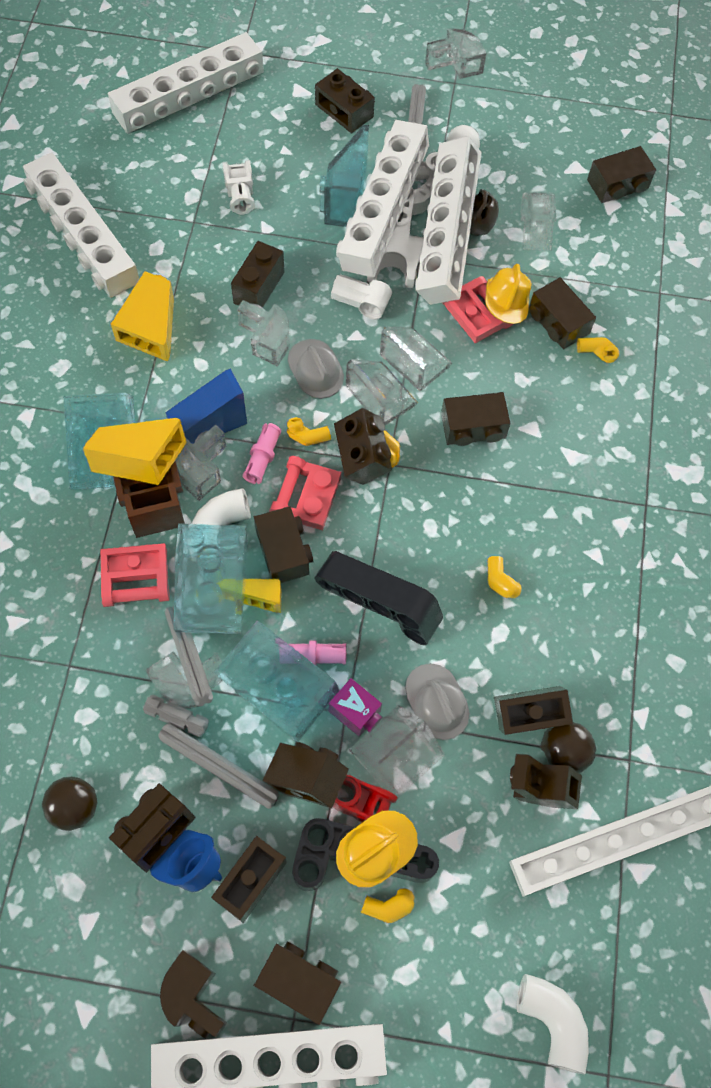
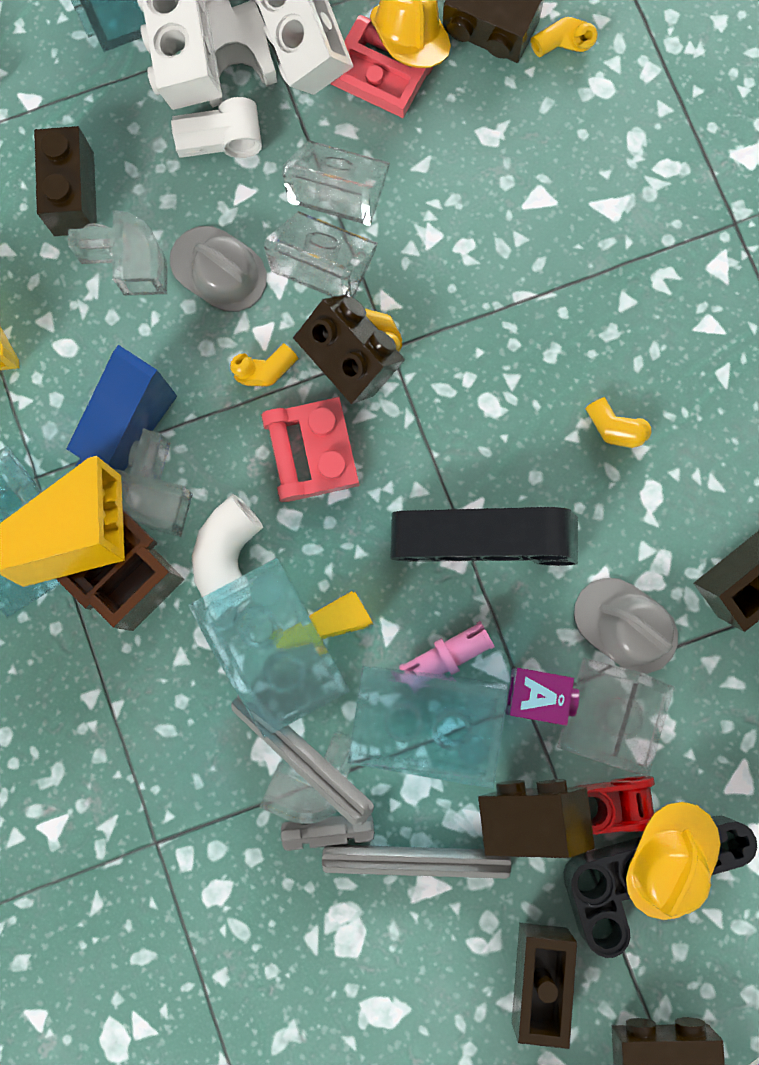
camera: 20 degrees left, 15 degrees up
(69, 803) = (267, 1014): dark brown hair -> none
(134, 564) = (154, 672): coral plate -> none
(151, 827) = (387, 989): dark brown brick -> none
(189, 862) = (452, 1005): blue piece -> none
(262, 453) = (223, 429): bright pink pin -> none
(282, 544) = (327, 540): dark brown brick -> none
(392, 909) = (720, 912): yellow arm -> none
(475, 418) = (469, 227): dark brown brick -> none

